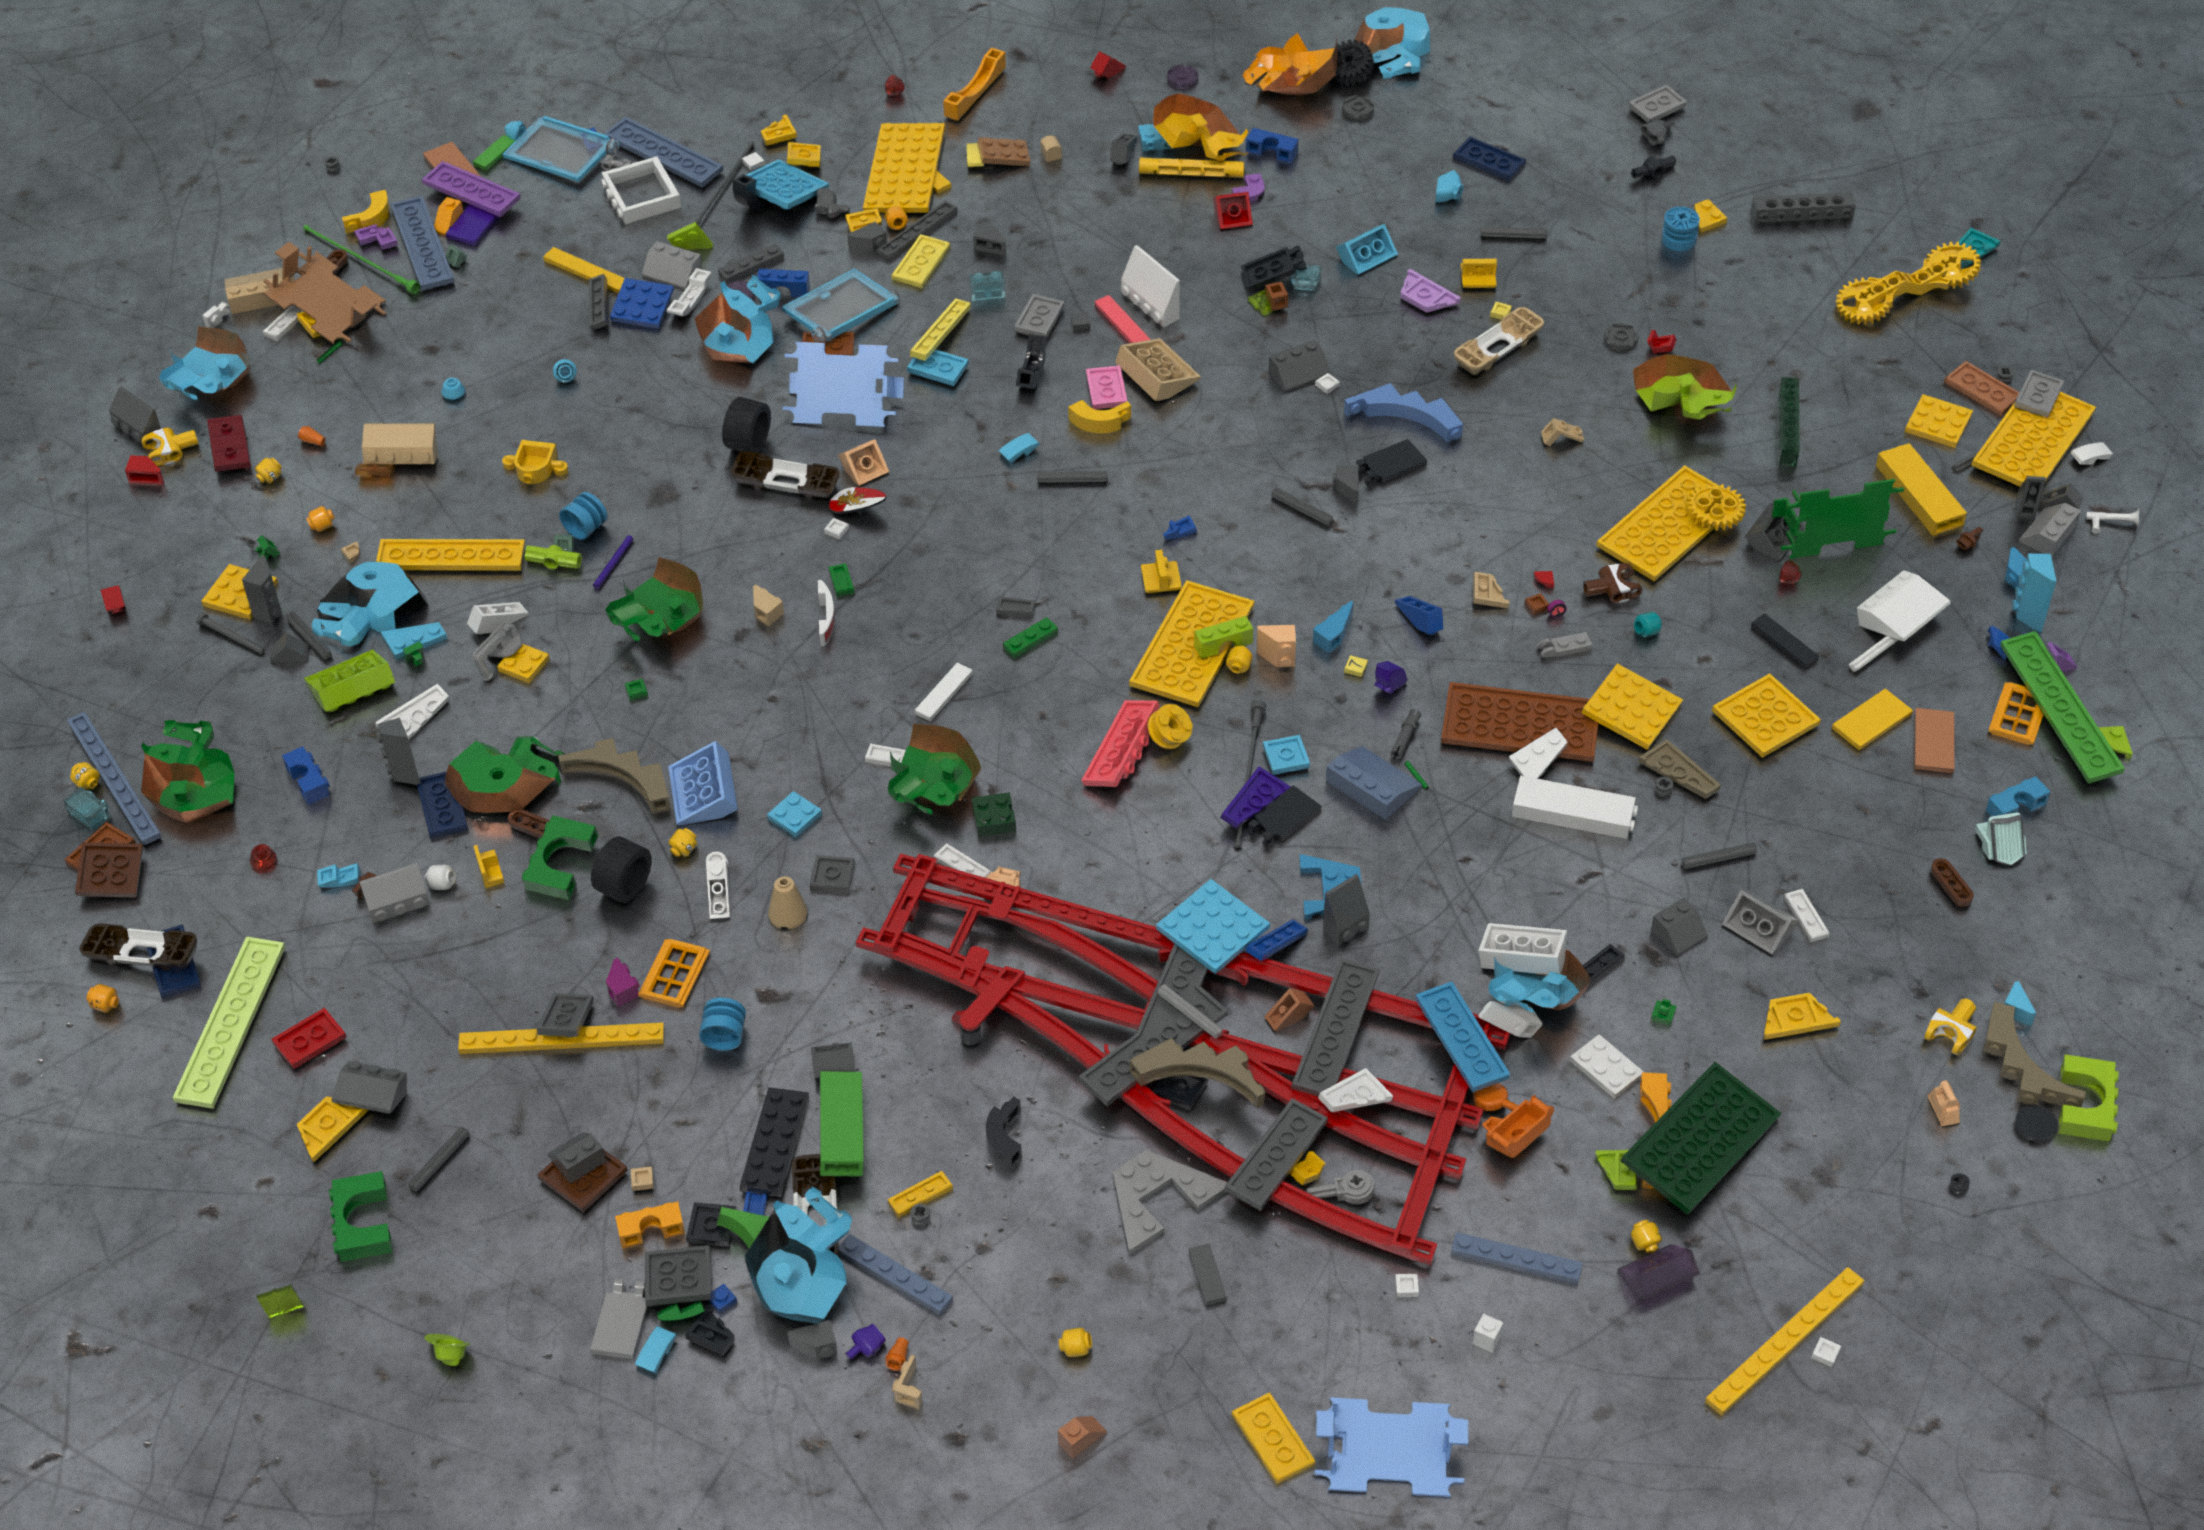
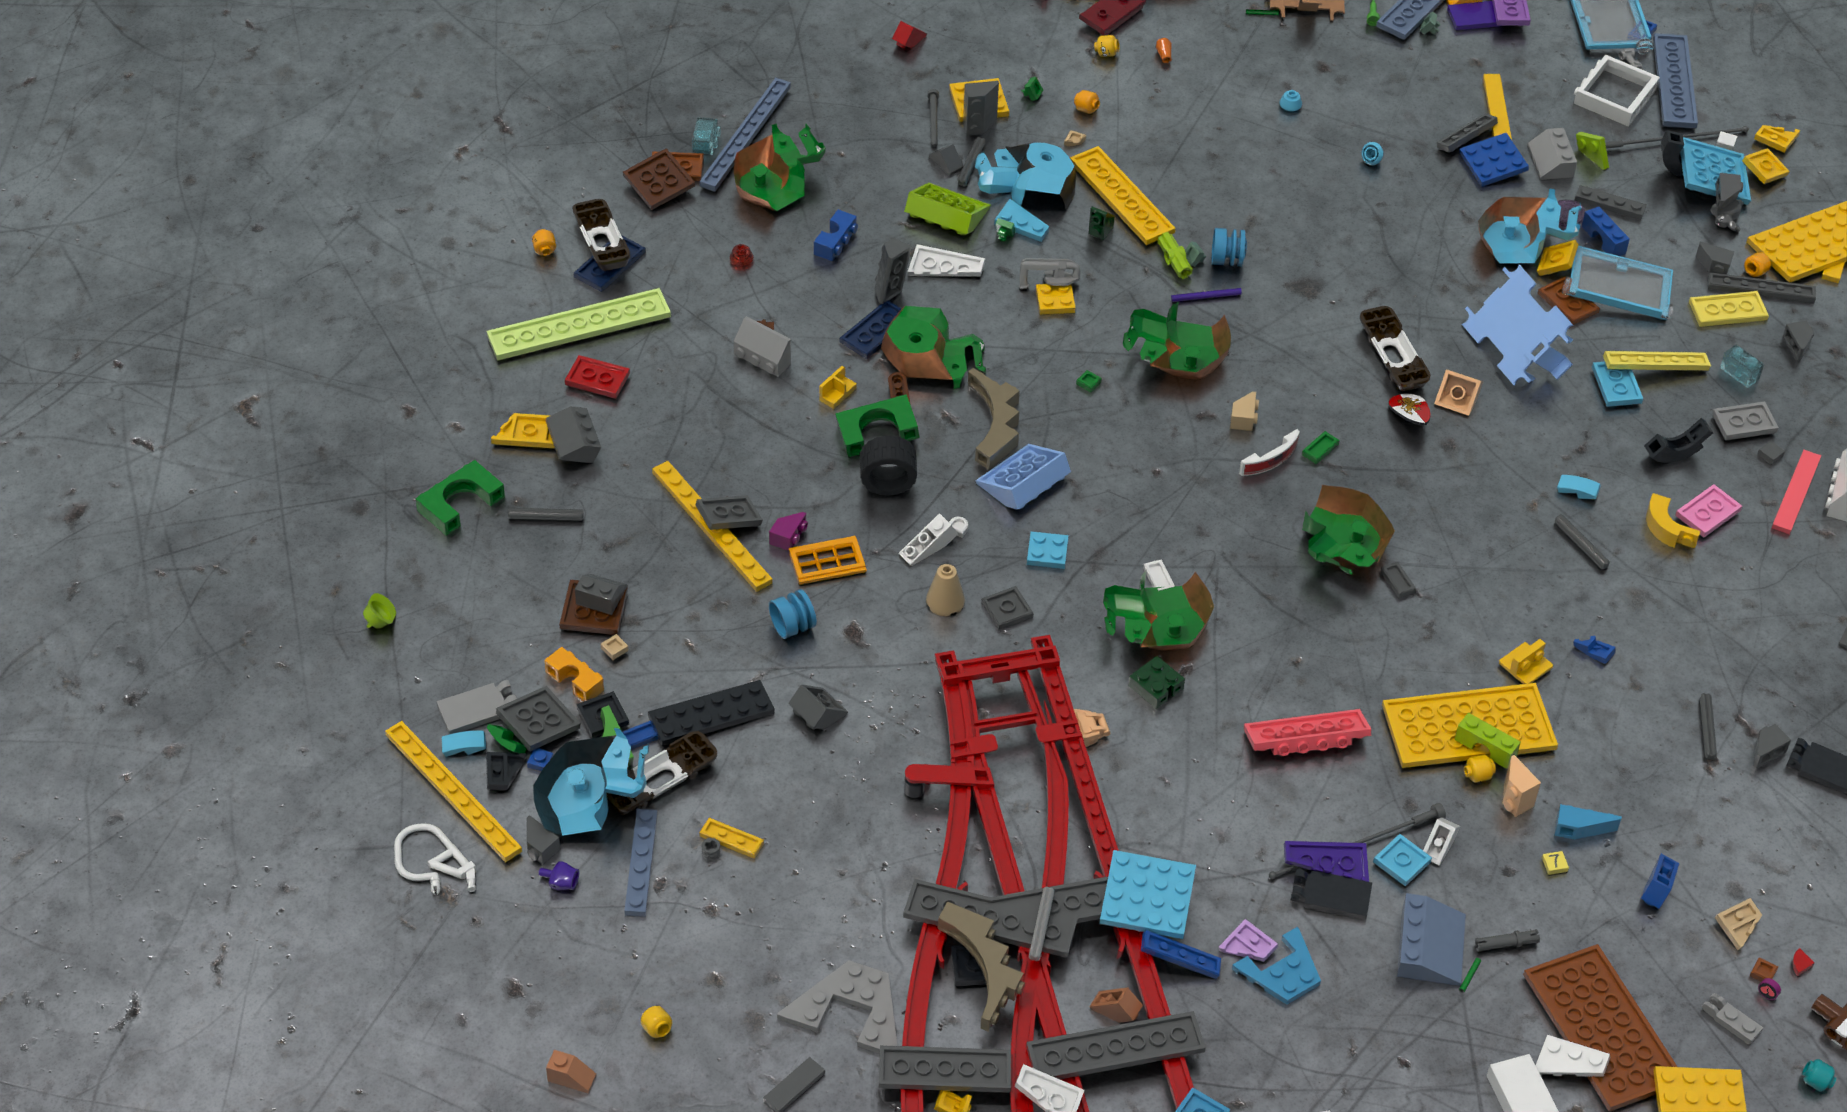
camera: 55 degrees right, 0 degrees up
(84, 775) = (732, 116): yellow head -> none
(280, 1301) = (349, 491): clear neon green piece -> none
(334, 877) = (757, 308): medium azure slope -> none
(368, 470) = (1165, 103): clear orange plate -> none
(399, 443) = (1198, 100): tan slope -> none
(440, 877) = (802, 366): white head -> none
(472, 585) = (1100, 223): none -> dark green slope
(490, 616) = (1083, 254): white slope -> none
(535, 462) = (1262, 190): yellow piece -> none
(682, 842) = (955, 493): yellow head -> none
(693, 293) = (1534, 186): white slope -> none
(703, 1383) = (453, 791): none -> yellow plate
(746, 425) = (1410, 279): black tyre -> none
(785, 324) = (1557, 257): none -> yellow plate
(801, 1412) = (466, 871): none -> white piece
(815, 186) = (1727, 189): none -> dark grey slope
(836, 528) = (1372, 414): white tile -> none
(841, 1124) = (751, 743): bright green brick -> none
(860, 219) = (1732, 242): yellow wing -> none
(897, 1354) = (562, 903): orange cone -> none
(906, 1394) = (539, 921): tan bracket -> none
(943, 692) = (1260, 579): white tile -> none
(948, 602) = (1347, 526): none -> green piece
(955, 859) = (1087, 687): white tile -> none
(1000, 1145) = (826, 856): black arch -> none
(1030, 637) = (1373, 607): green plate -> none
(1156, 368) = (1765, 533): tan slope -> none
(1169, 726) = (1365, 751): yellow wheel -> none
(1286, 719) = (1441, 839): none -> white slope
(1292, 892) = (1250, 942): none -> lavender wing
(1345, 911) = (1251, 988): dark grey slope -> none
(1389, 676) = (1557, 891): dark purple piece -> none

